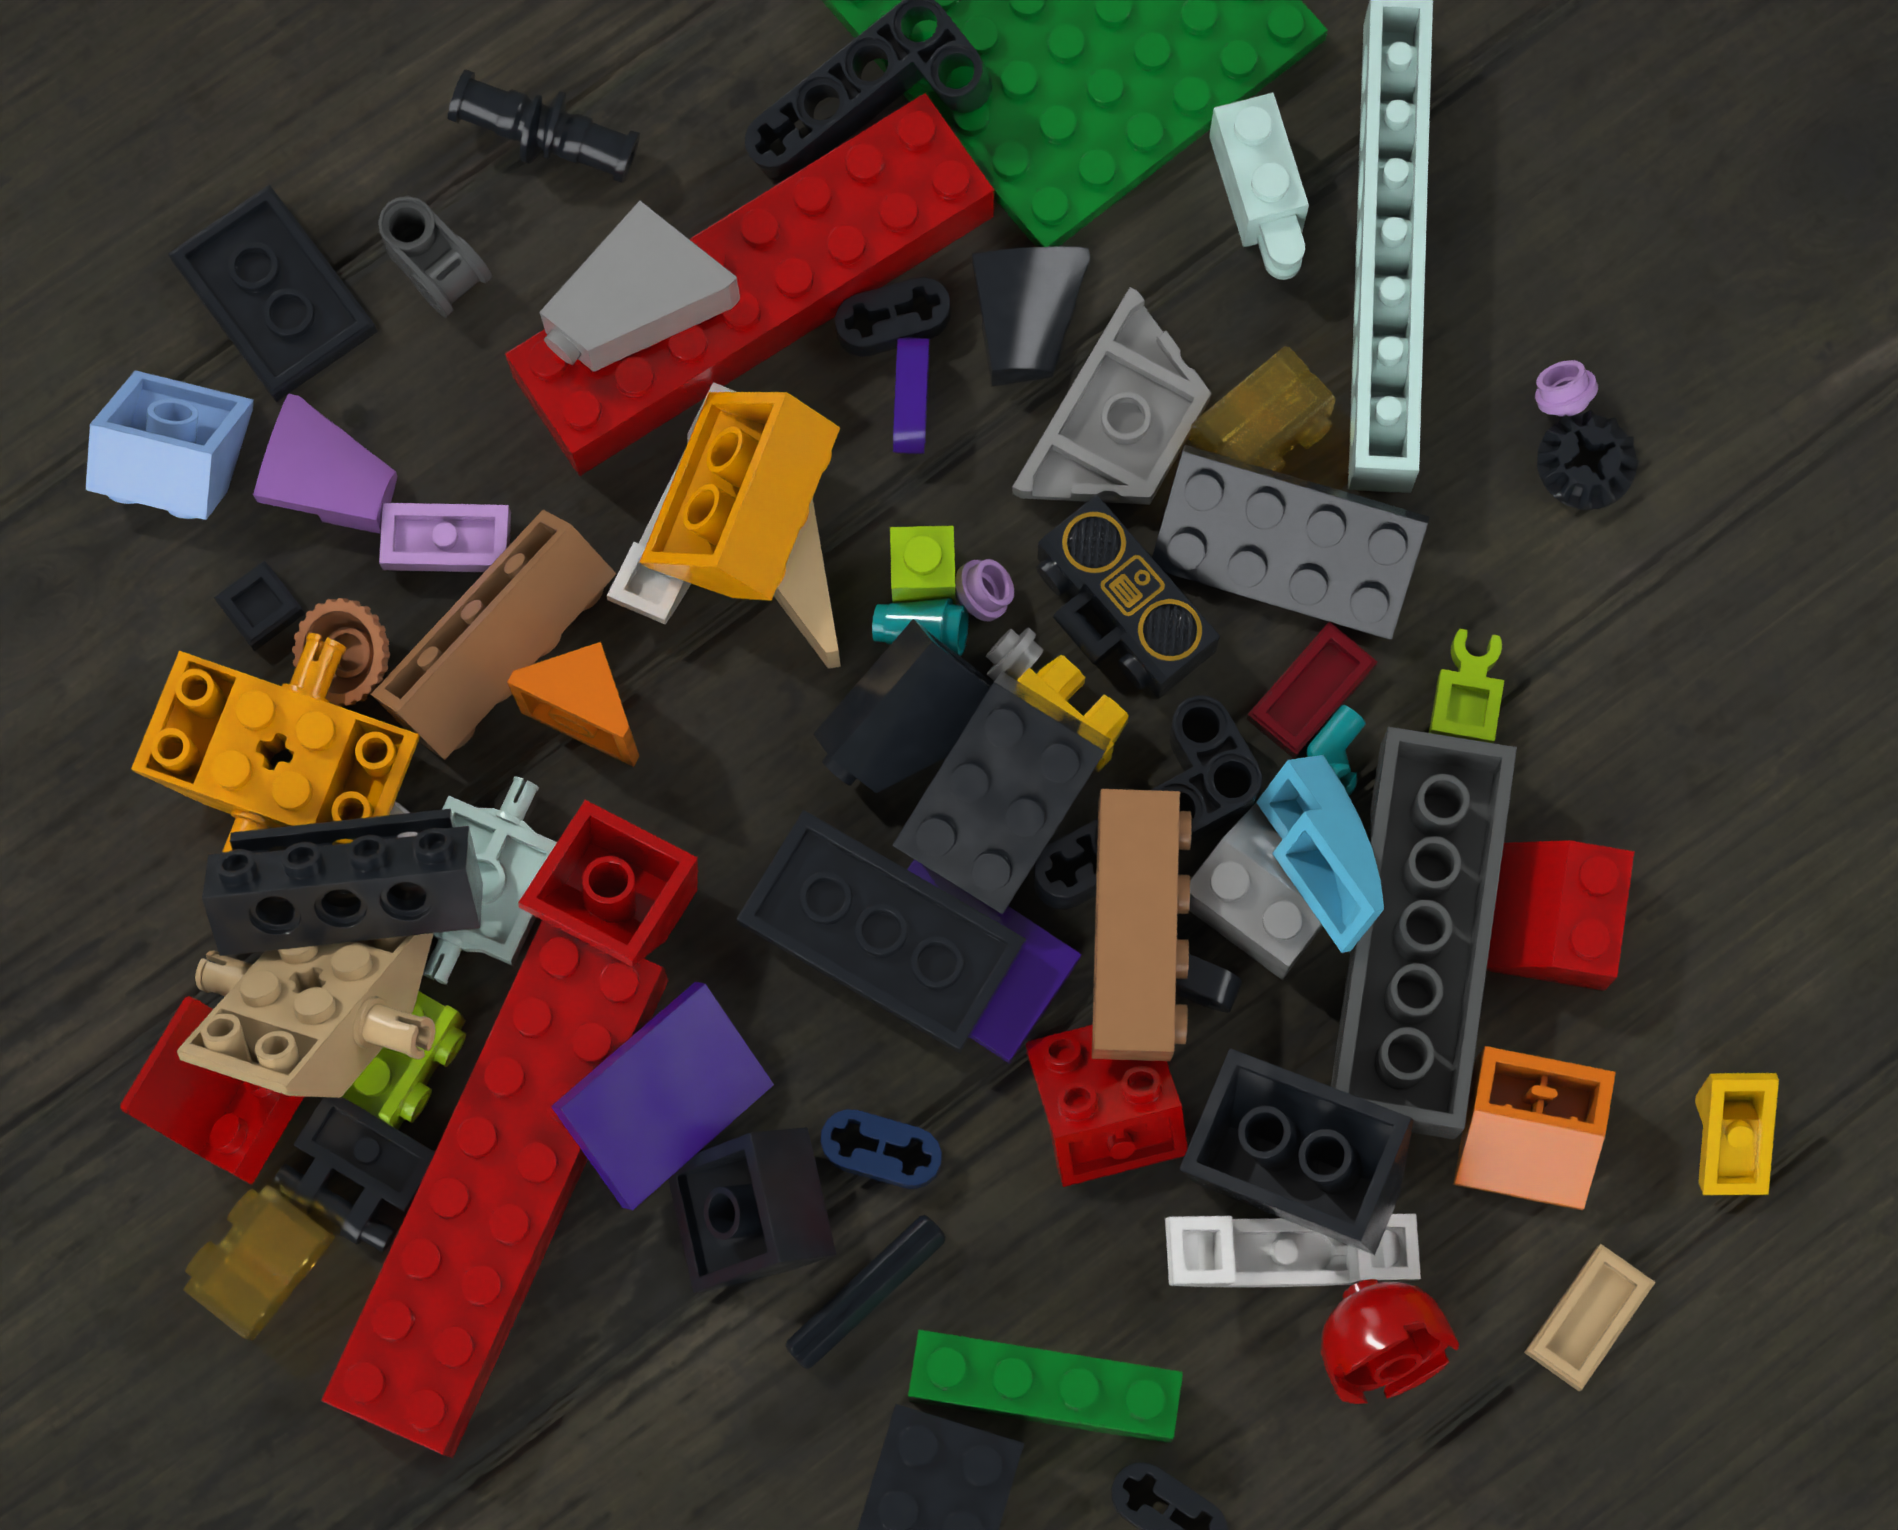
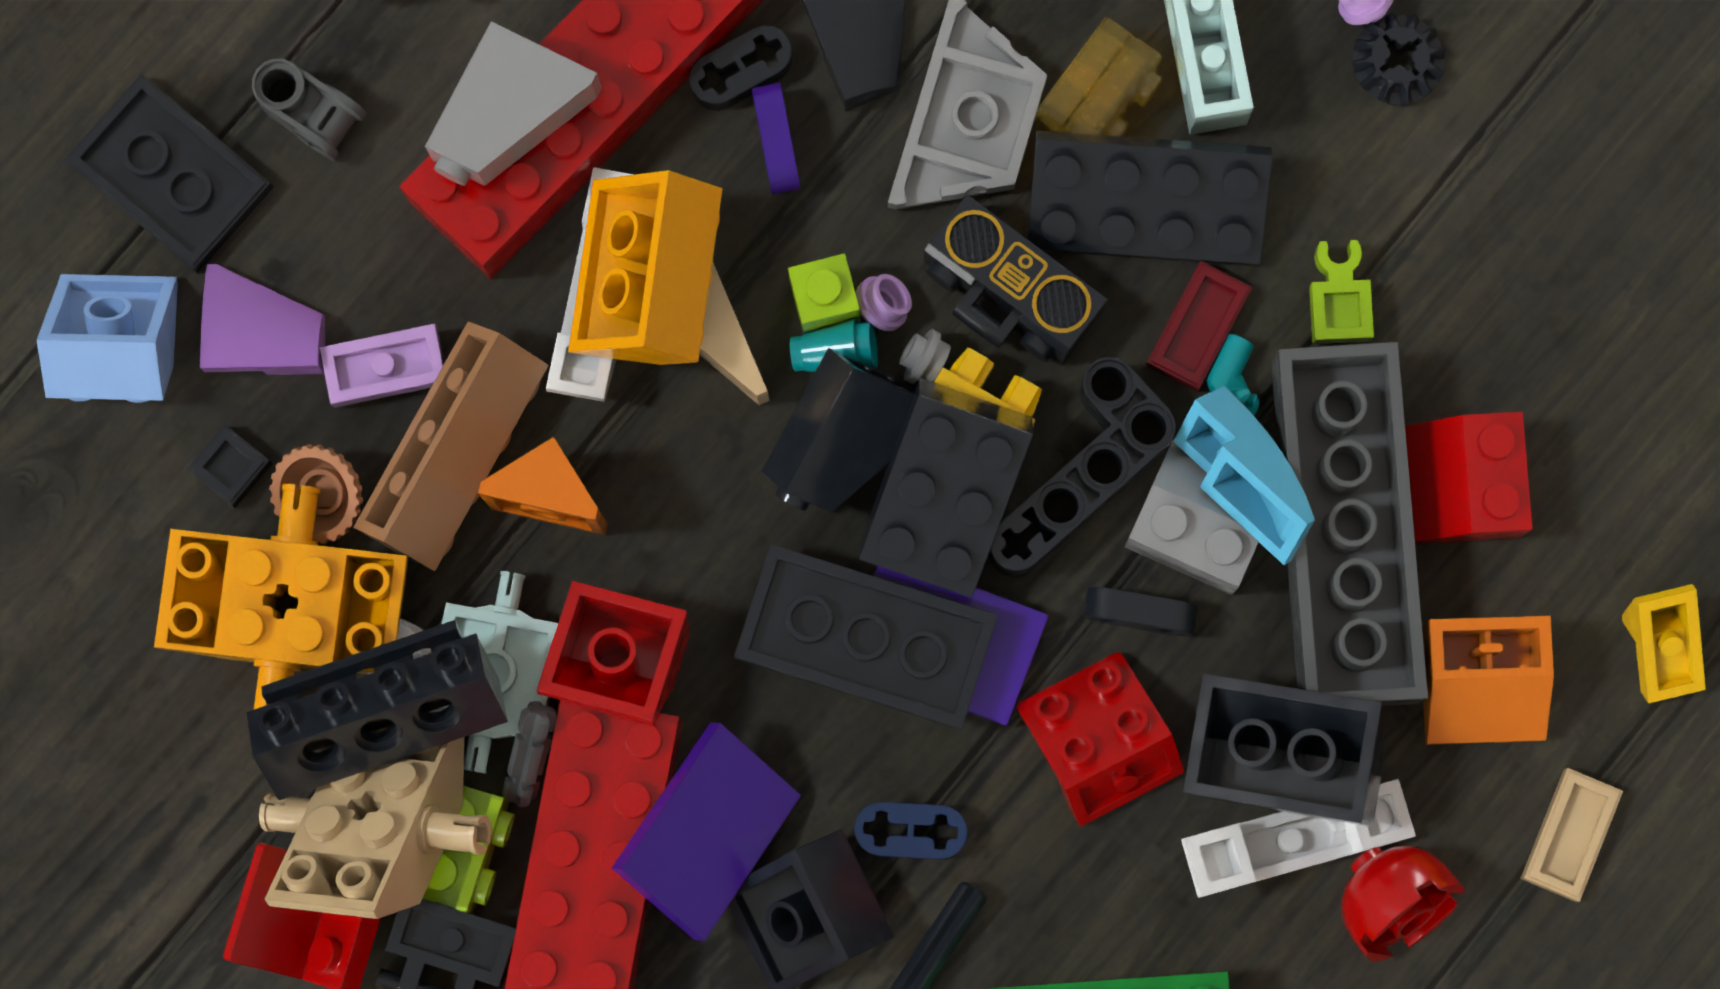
camera: 10 degrees left, 5 degrees up
(496, 972) = (529, 753): none -> dark grey axle
(1137, 925) = (1096, 582): medium nougat brick -> none

